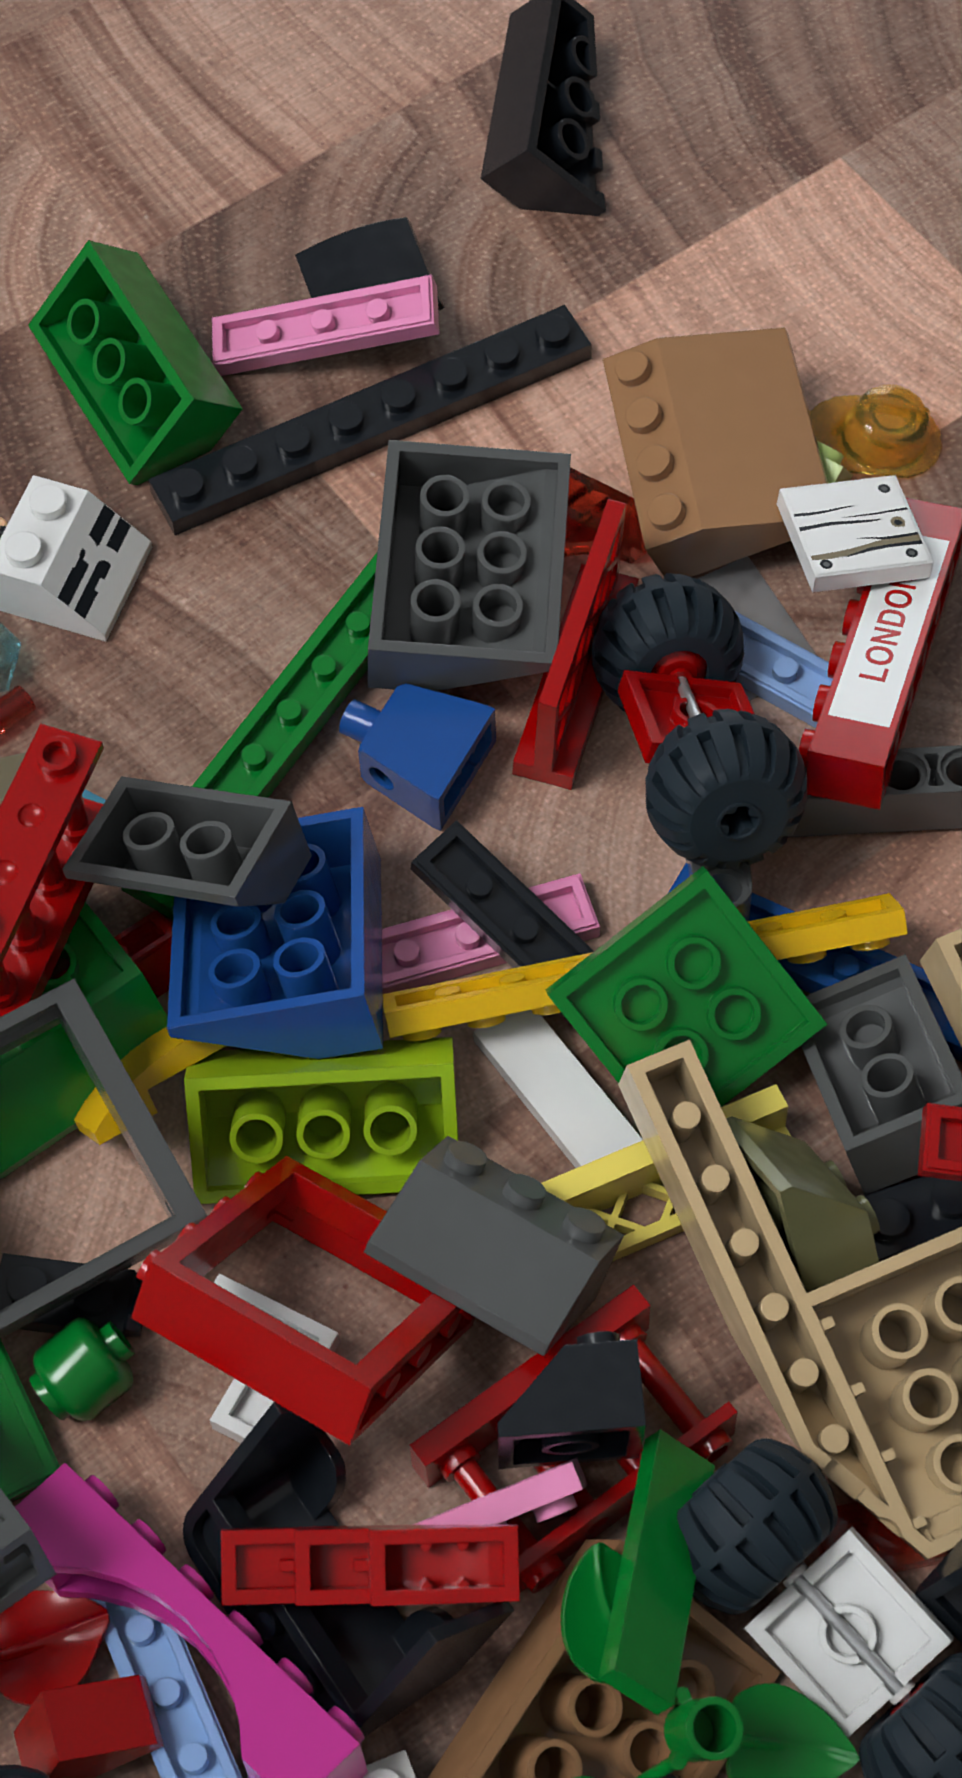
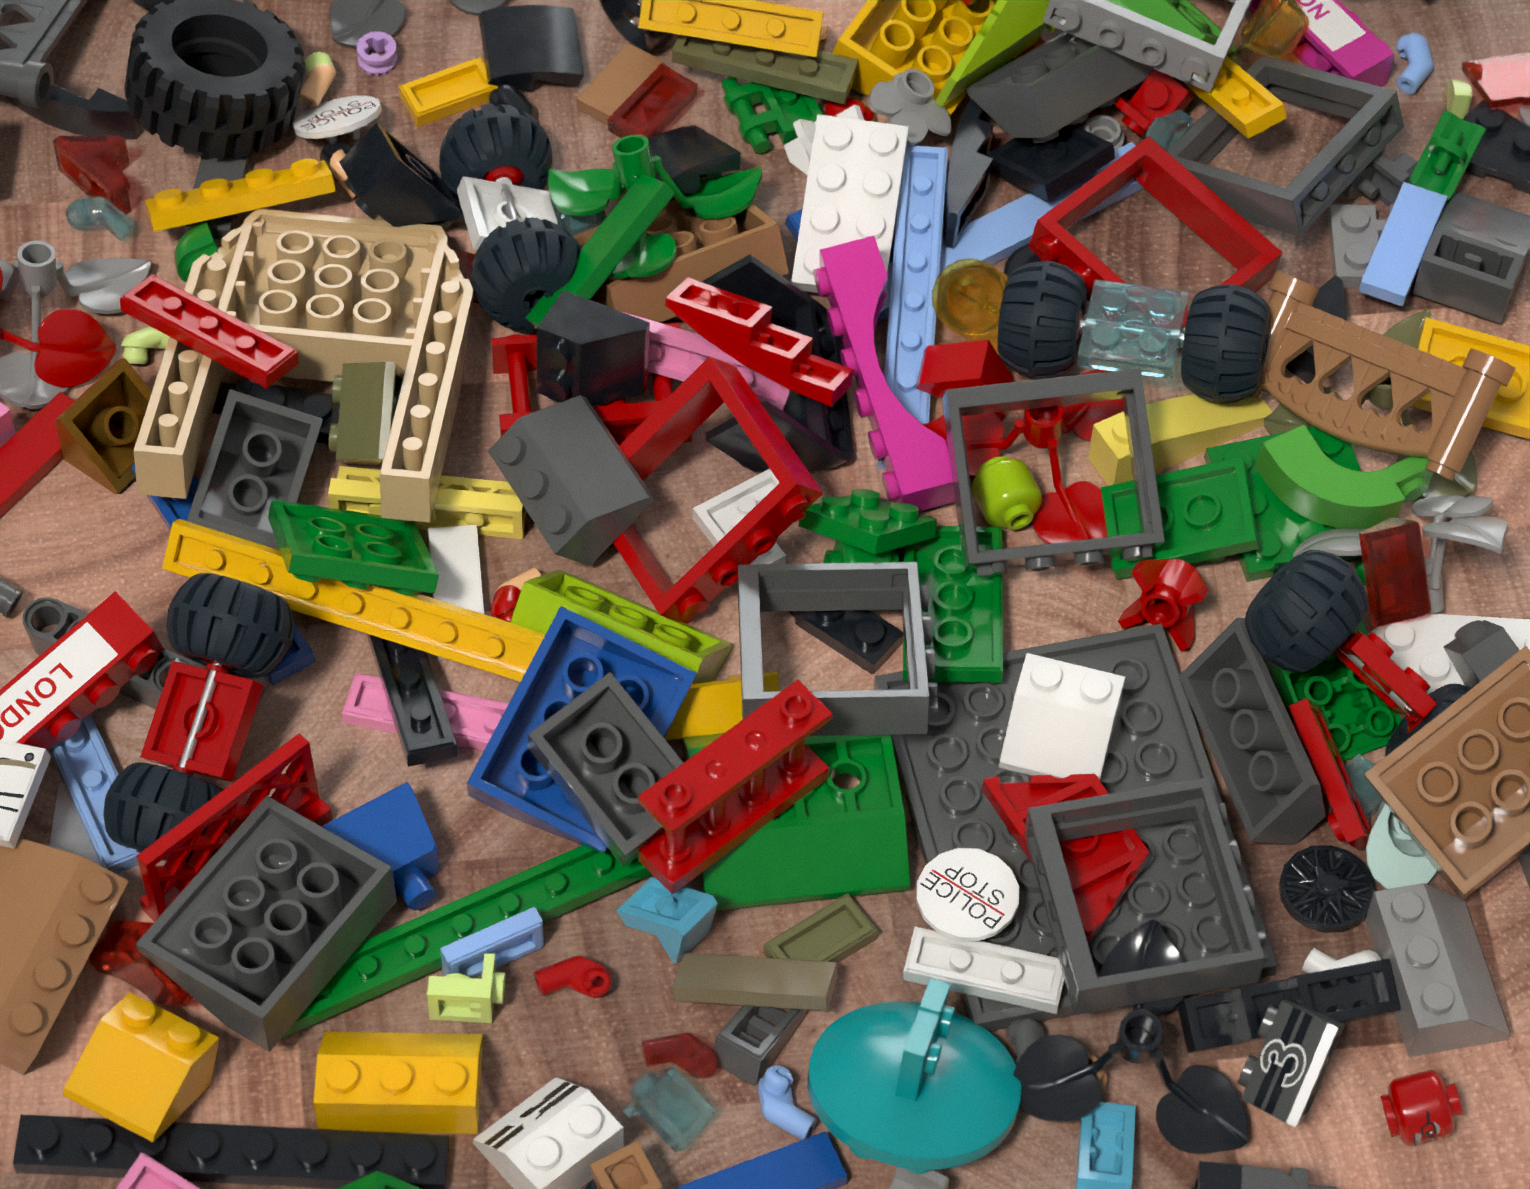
camera: 155 degrees left, 5 degrees down
(95, 1407) = (868, 521): none -> green plate
(142, 740) = (576, 974): none -> red arm
(238, 644) = (466, 998): none -> yellowish green bracket
(239, 700) = (505, 939): none -> light blue tile
(254, 543) = (399, 1082): none -> yellow slope
(491, 1108) = (508, 595): none -> red arm
(501, 401) = (143, 1067): none -> yellow slope

